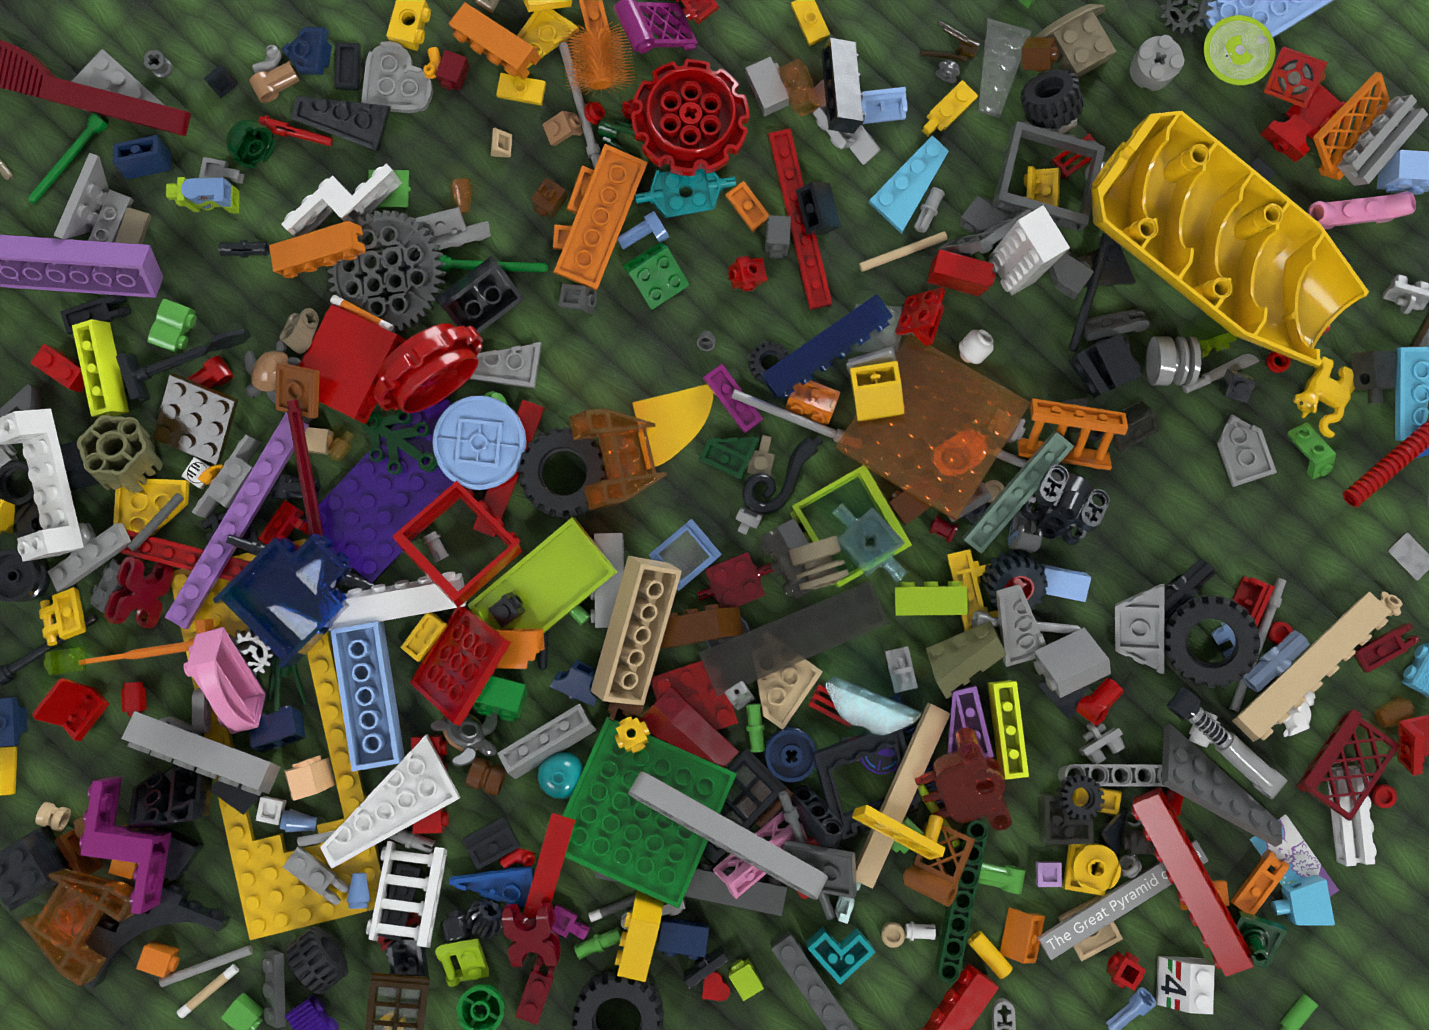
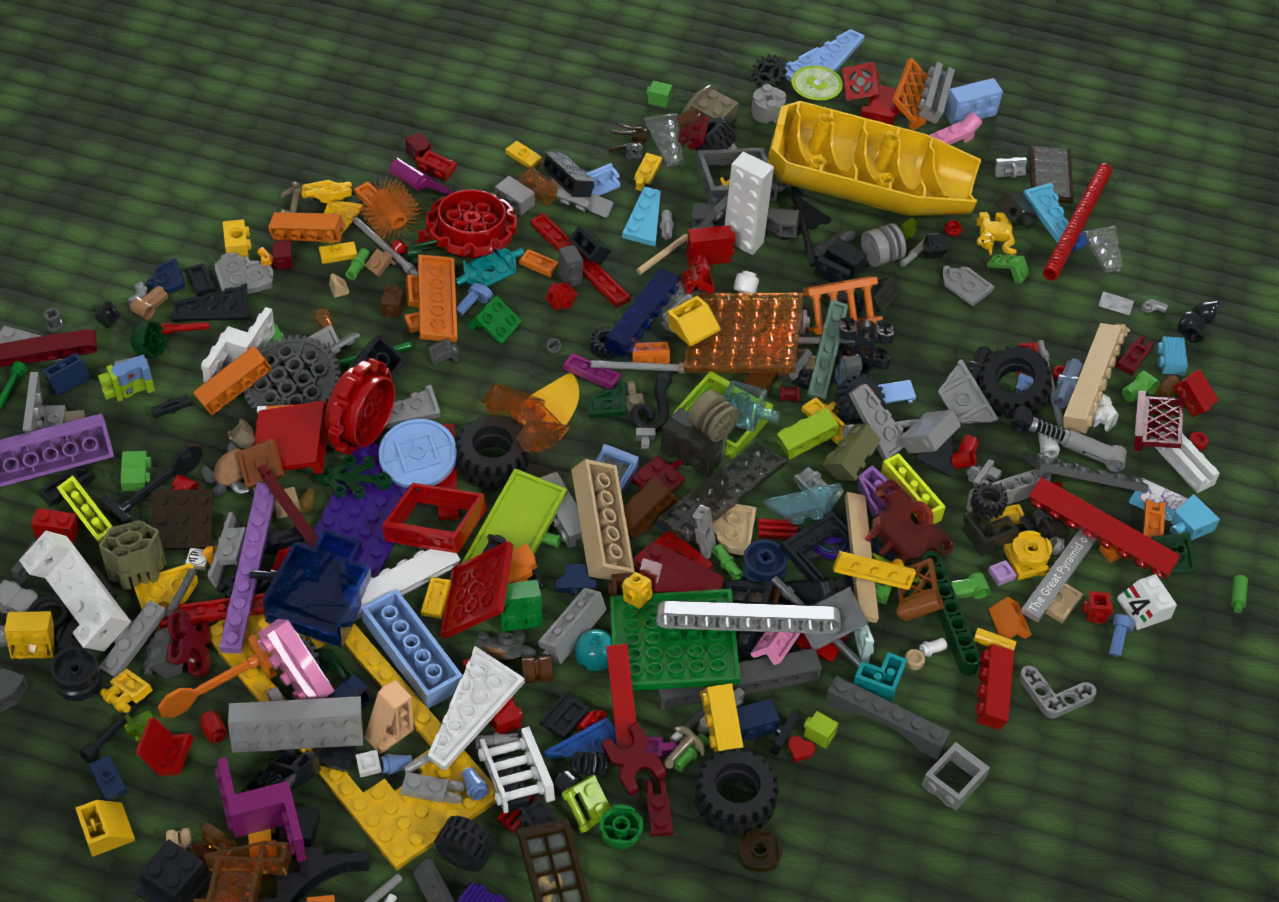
camera: 25 degrees left, 35 degrees down
(535, 119) = (357, 264): none -> bright green pin
(594, 937) = (685, 742): none -> dark tan piece
(1031, 88) = (694, 133): none -> dark red plate
(1366, 695) = (1143, 382): none -> bright green piece

